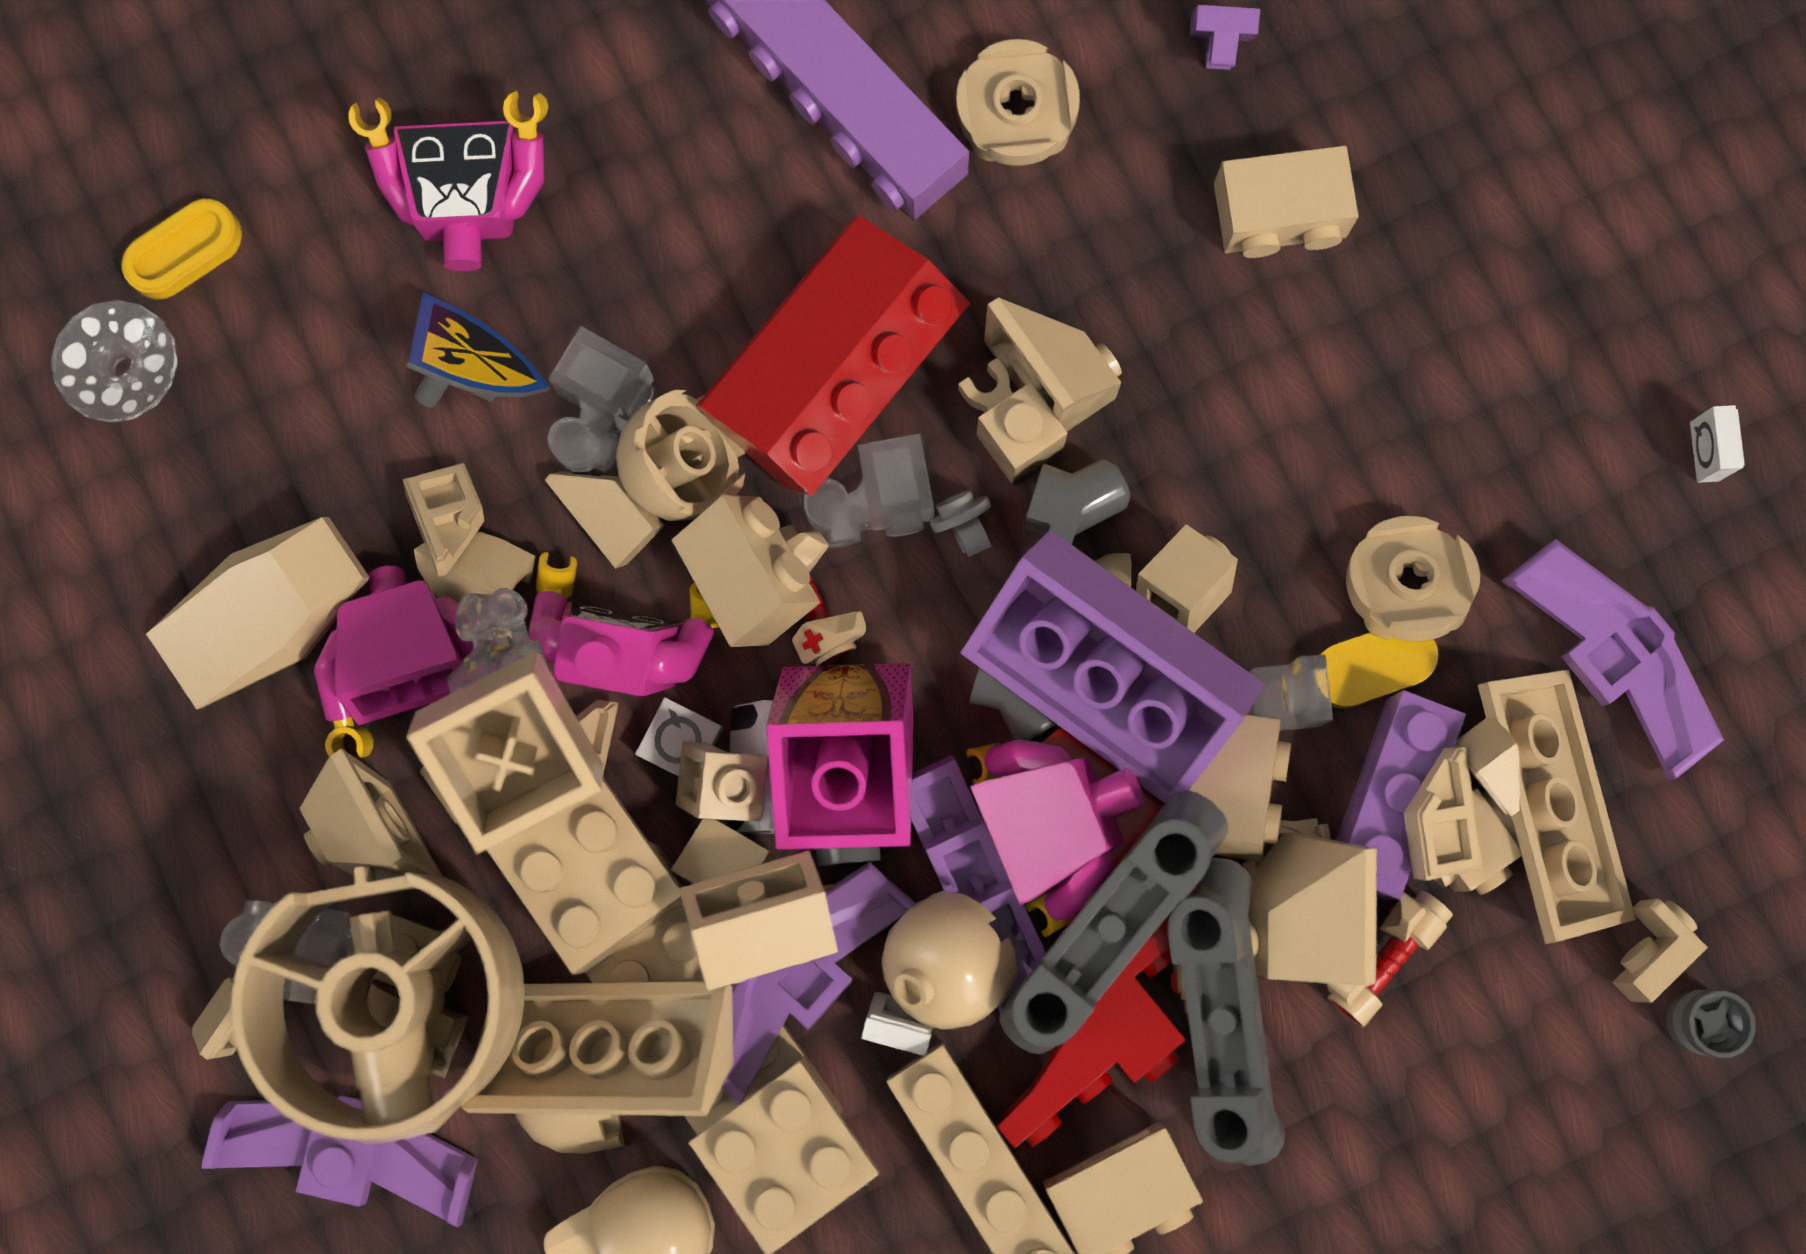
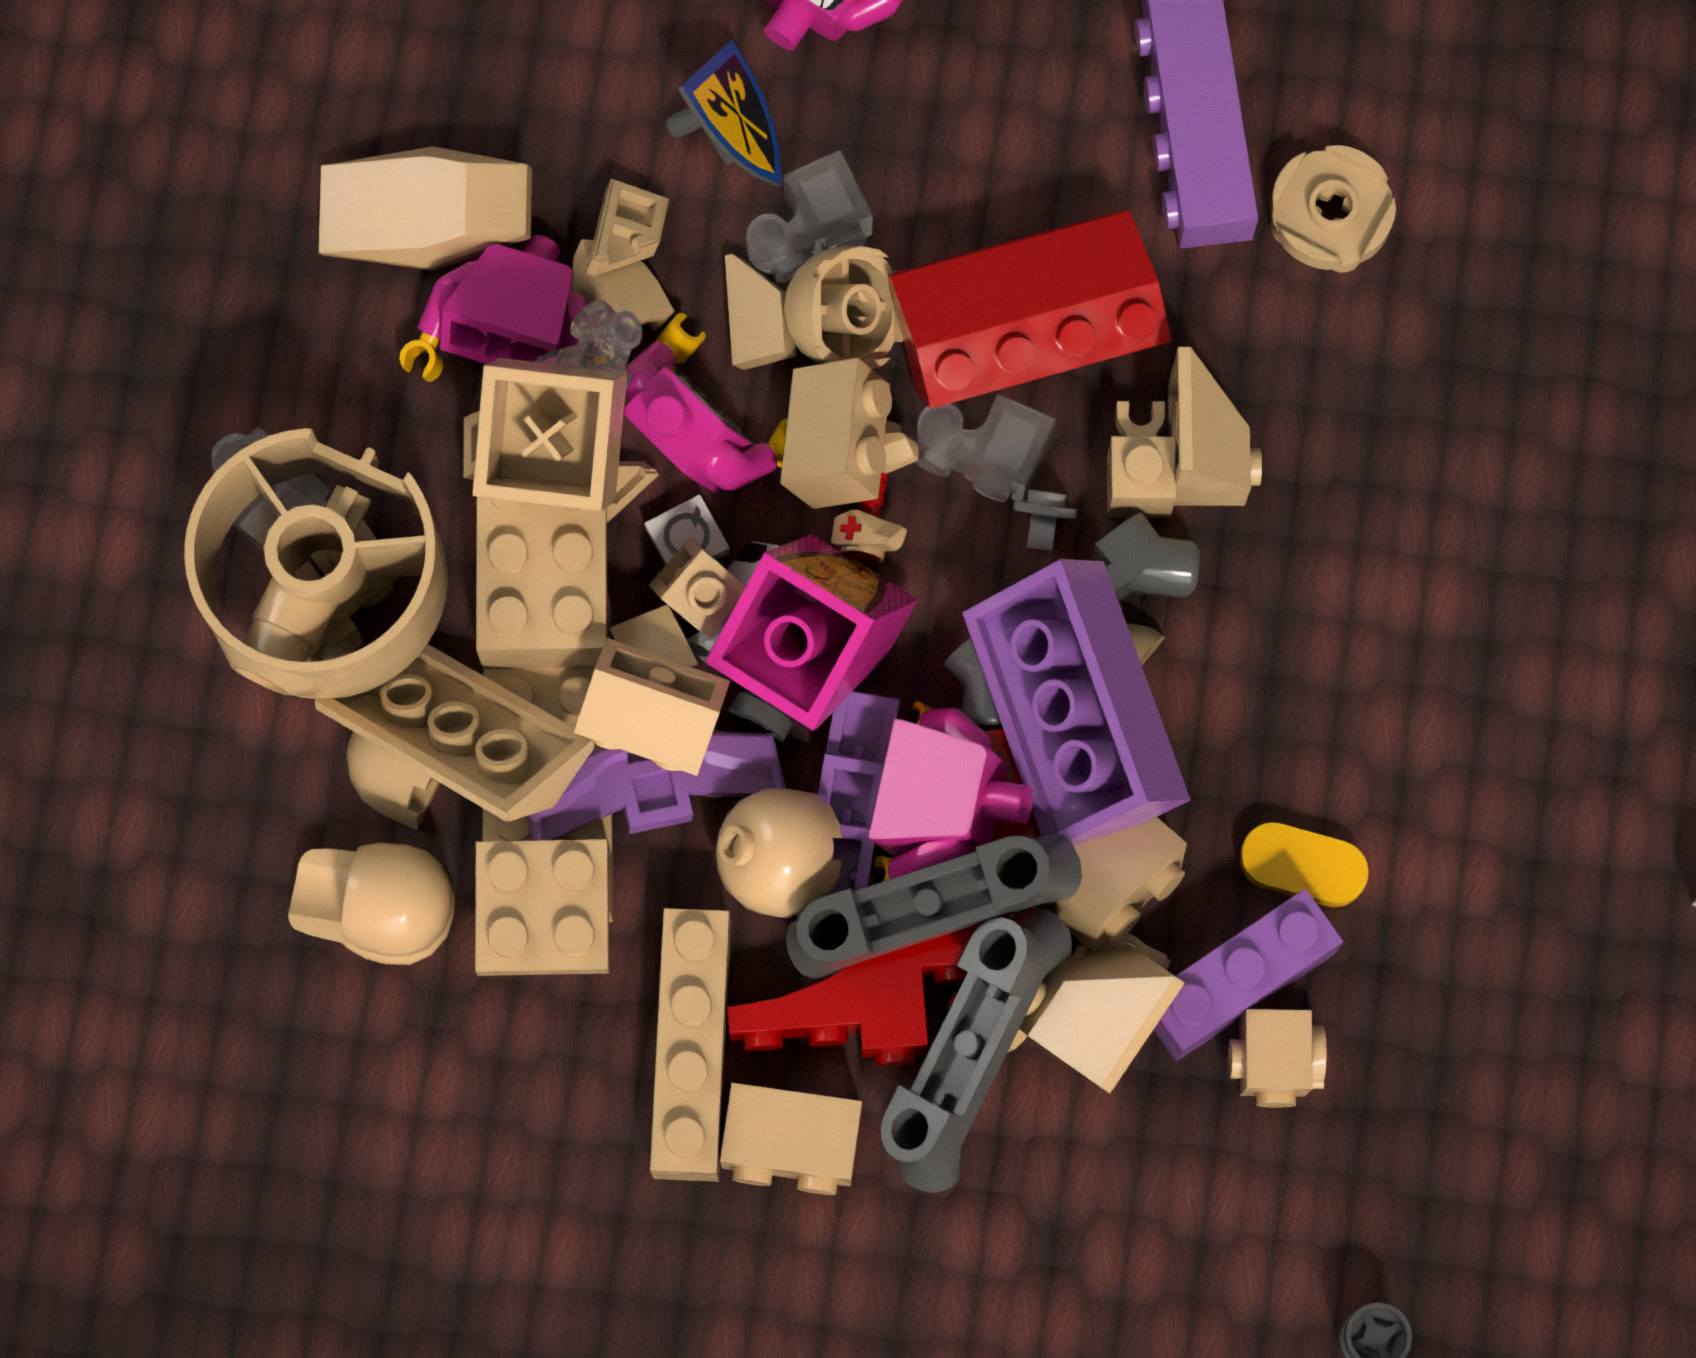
camera: 30 degrees right, 5 degrees down
(213, 1028) = (169, 513): tan slope -> none
(339, 1168) = (192, 679): medium lavender plate -> none
(362, 822) = (392, 416): tan slope -> none
(893, 1027) = (700, 875): white tile -> none
(1189, 577) = (1194, 684): tan brick -> none
(1223, 30) = (1548, 261): medium lavender tile -> none
(1286, 201) = (1500, 436): tan brick -> none
(1295, 693) = (1214, 836): clear bracket -> none
(1404, 612) = (1362, 838): tan plate -> none
(1409, 925) = (1180, 1090): tan piece -> none
(1443, 820) = (1260, 1010): tan tile -> none
(1494, 762) = (1333, 991): tan slope -> none
(1562, 808) = (1372, 1075): tan slope -> none
(1622, 651) = (1519, 990): medium lavender plate -> none
(1657, 963) = (1362, 1259): tan bracket -> none

